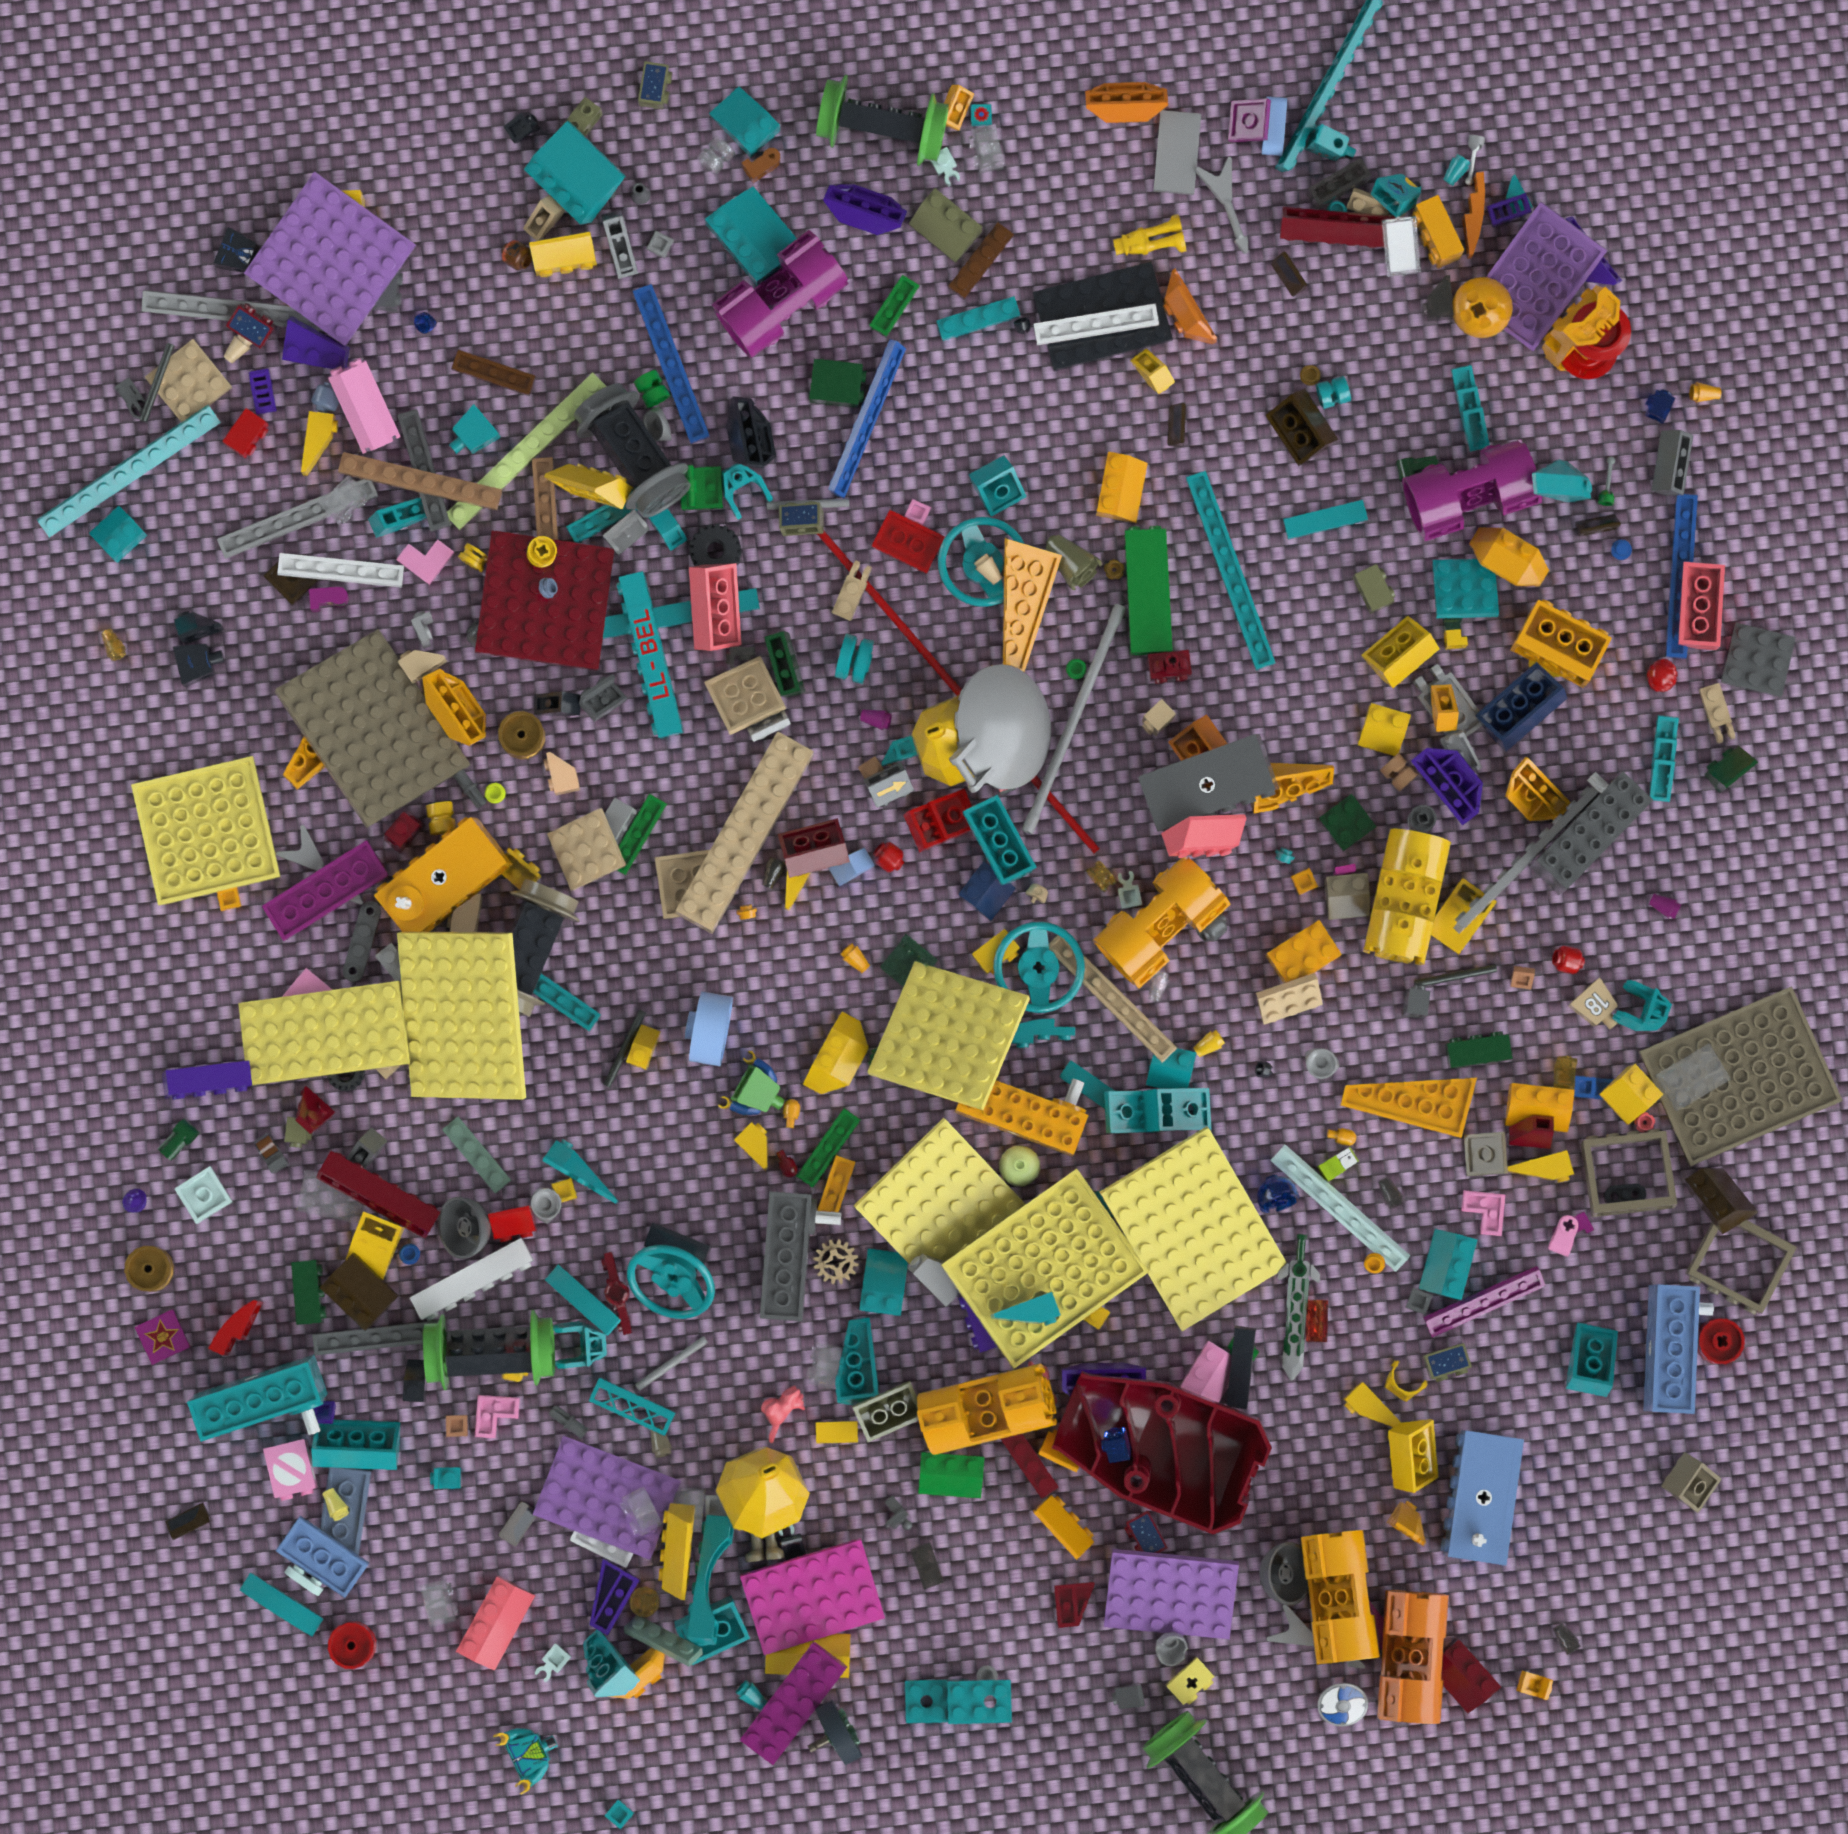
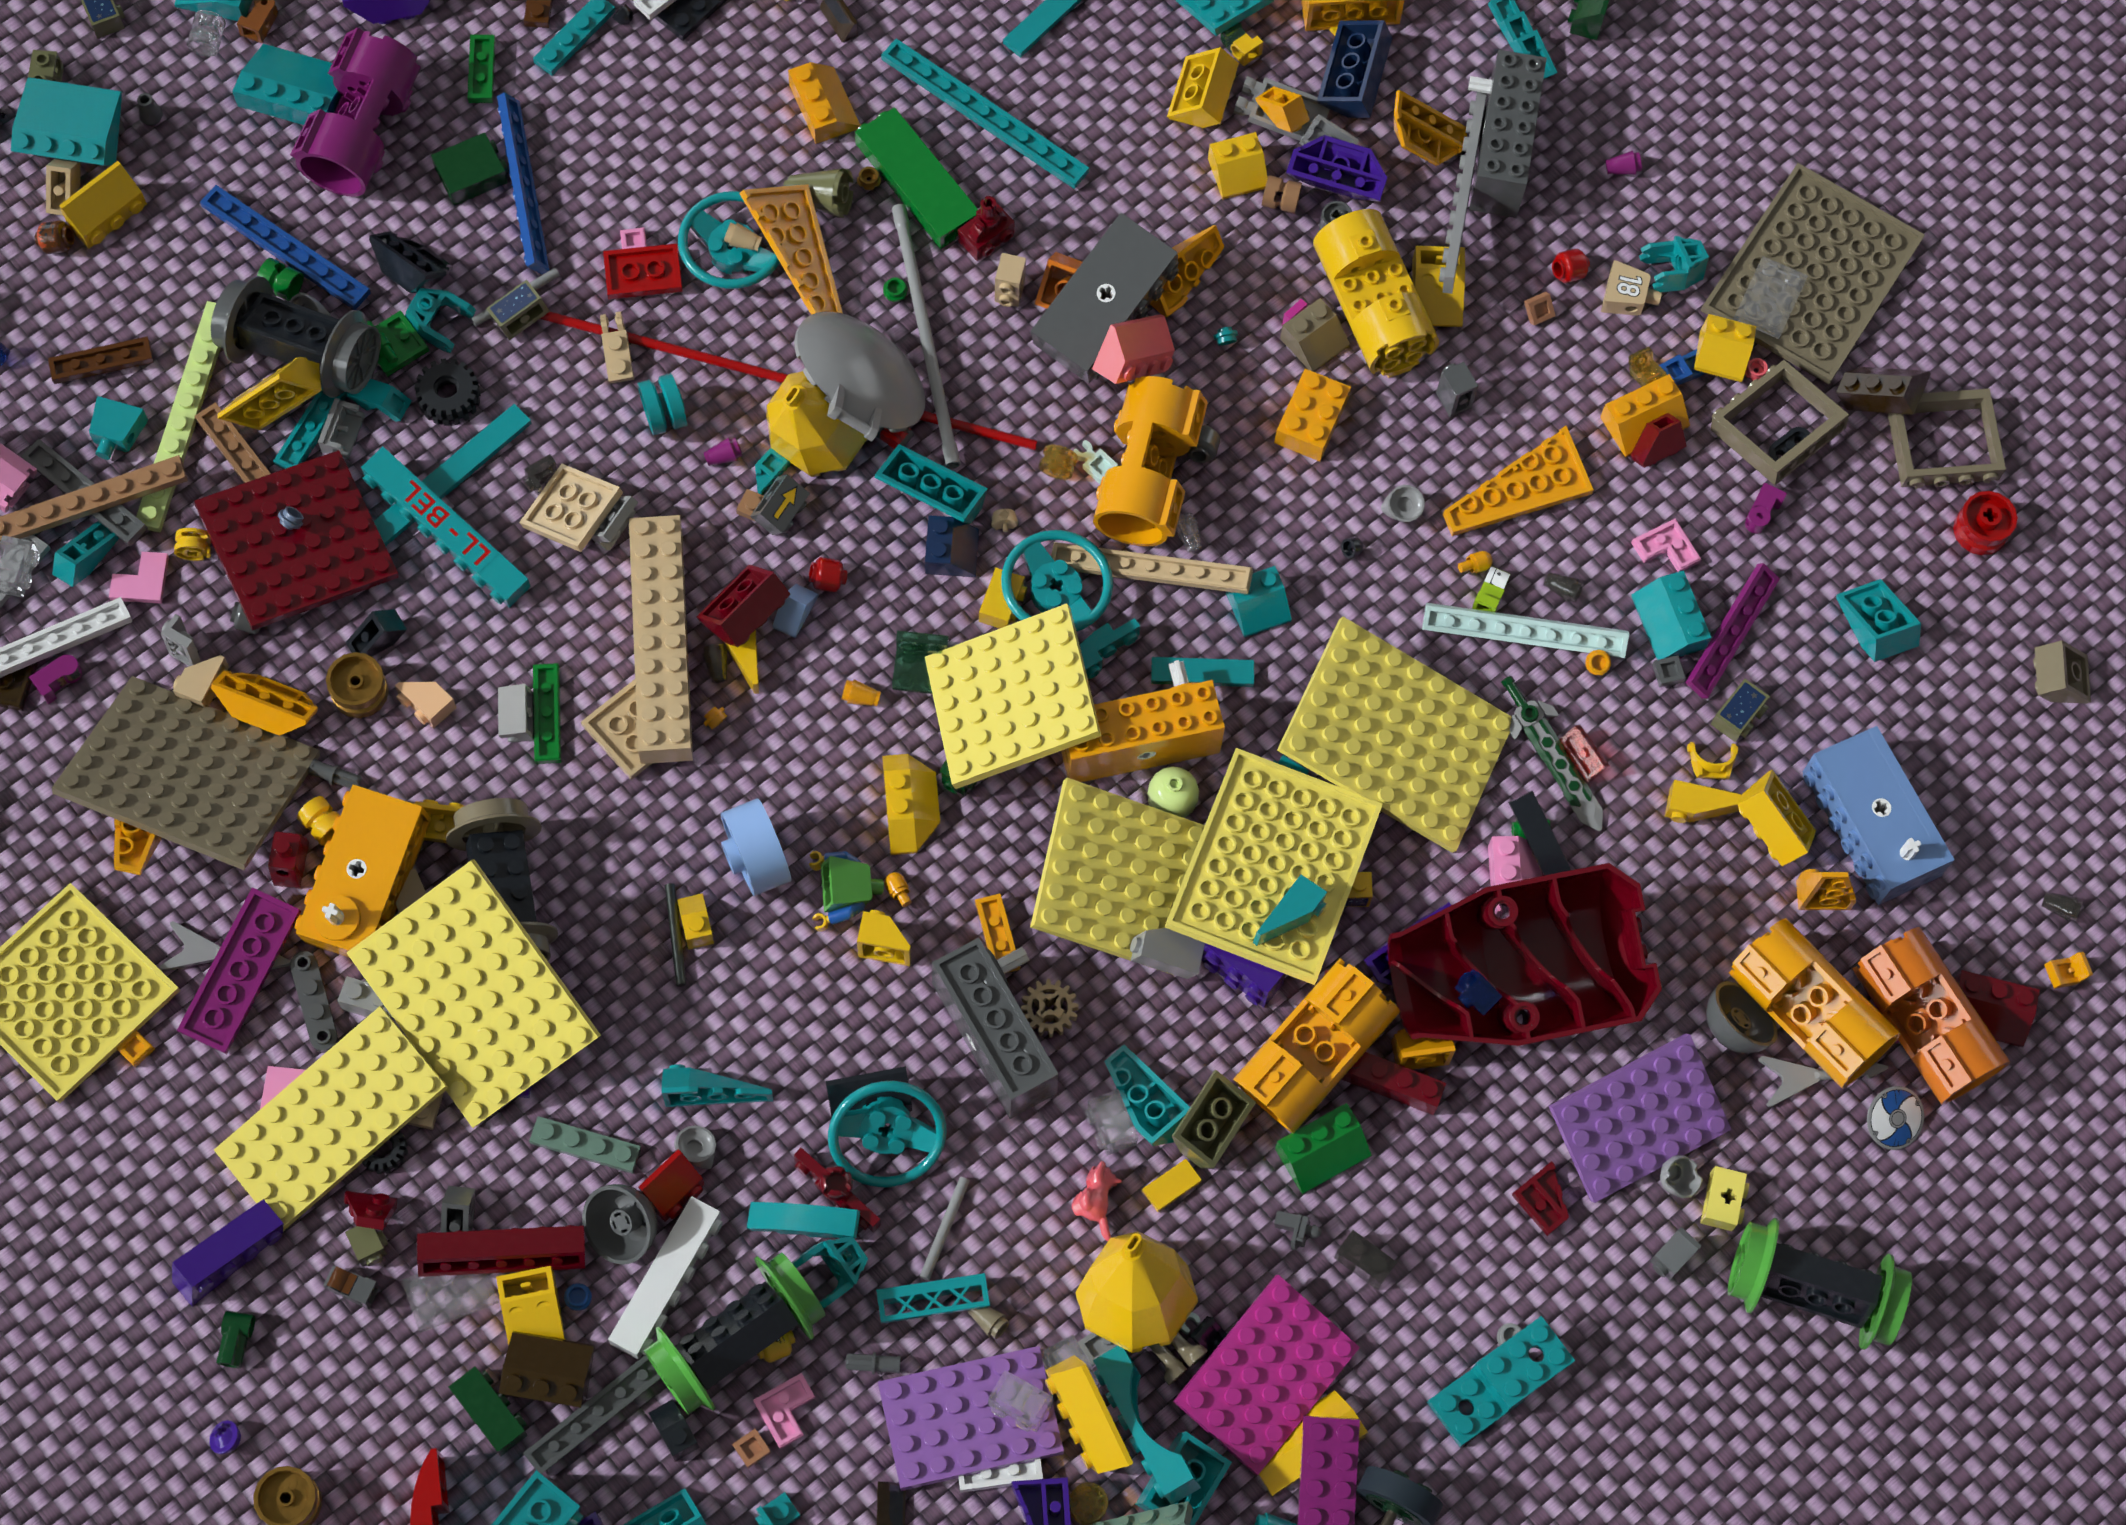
camera: 35 degrees left, 15 degrees down
(203, 1195) = (301, 1381): light aqua plate -> none
(495, 793) = (365, 763): neon yellow plate -> none
(541, 551) = (262, 486): yellow wheel -> none
(565, 1190) = (707, 1118): yellow tile -> none
(566, 1003) = (586, 925): teal plate -> none
(586, 849) = (501, 755): tan plate -> none
(601, 698) = (419, 598): dark grey bracket -> none
(619, 244) = (157, 167): slope -> none
(660, 244) = (201, 148): light grey tile -> none
(715, 606) = (481, 439): coral slope -> none
(784, 664) = (592, 453): dark green brick -> none
(787, 1165) = (929, 943): dark red cylinder -> none
(828, 1148) = (961, 898): green tile -> none
(883, 1282) = (1116, 999): teal slope -> none
(939, 820) = (857, 509): red slope -> none
(997, 485) = (698, 167): teal slope -> none
(1064, 1526) = (1479, 1125): light orange slope -> none
(1145, 1533) = (1566, 1075): dark blue brick -> none
(1157, 1110) = (1274, 647): teal bracket -> none
(1209, 1043) = (1281, 553): yellow cone -> none
(1277, 1193) = (1454, 654): clear blue cylinder -> none
(1289, 998) = (1329, 461): tan plate -> none
(1304, 881) = (1262, 351): light orange tile -> none
(1347, 822) = (1264, 272): dark green plate -> none
(1374, 588) = (1136, 49): olive brick -> none
(1456, 975) = (1481, 341): pearl dark grey bar -> none
(1478, 1050) = (1548, 400): dark green brick -> none
(1485, 1154) = (1628, 489): dark tan tile -> none
(1548, 1167) = (1695, 468): yellow slope -> none
(1562, 1239) = (1764, 517): bright pink piece -> none
(1672, 1347) = (1949, 551): medium blue piece -> none

